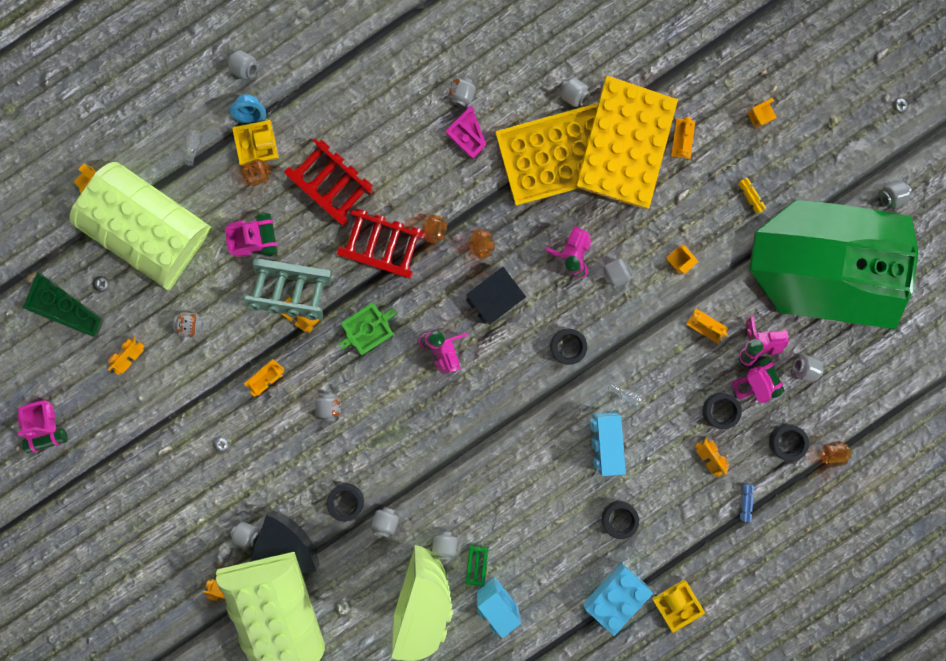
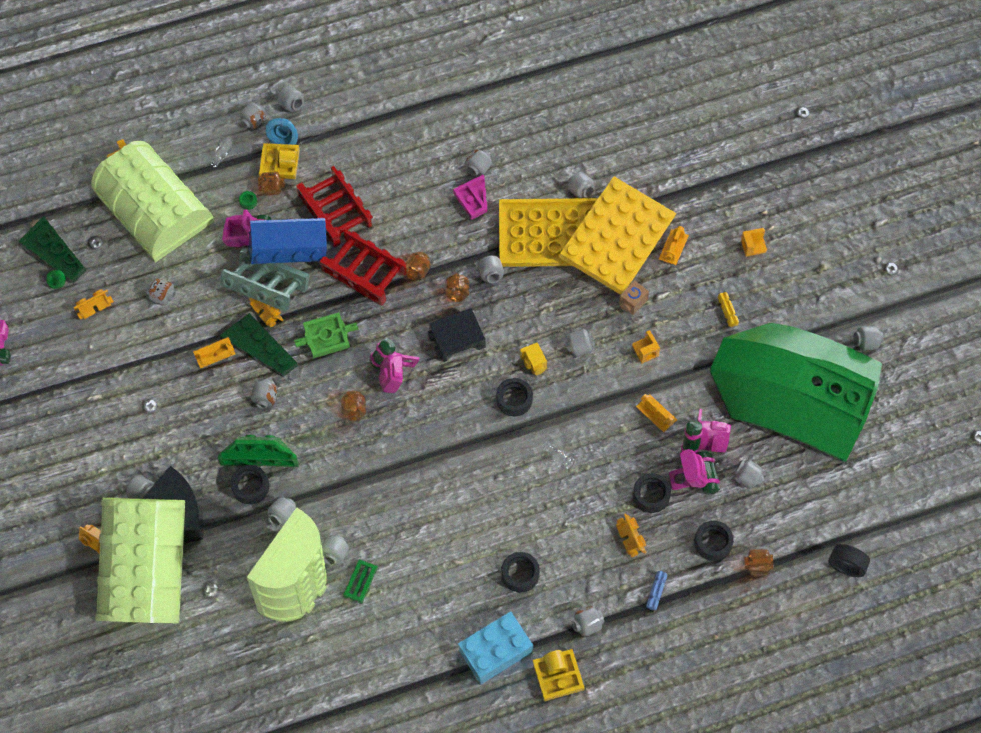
camera: 20 degrees right, 25 degrees down
(77, 339) = (56, 279): none -> green tile
(209, 95) = (253, 115): none -> light grey head
(238, 196) = (248, 200): none -> green tile
(298, 244) = (287, 240): none -> blue slope
(298, 351) = (260, 345): none -> dark green wing
(343, 468) = (258, 452): none -> green wedge
(417, 396) = (353, 405): none -> clear orange head
(497, 608) = (367, 612): medium azure brick -> none
(509, 214) = (491, 269): none -> light grey head
(574, 252) = (542, 312): dark pink piece -> none
(578, 302) = (533, 358): none -> yellow brick
(608, 444) = (526, 489): medium azure brick -> none
(658, 209) = (633, 298): none -> medium nougat brick
(693, 551) = (588, 621): none -> light grey head
(919, 434) = (849, 560): none -> black tyre

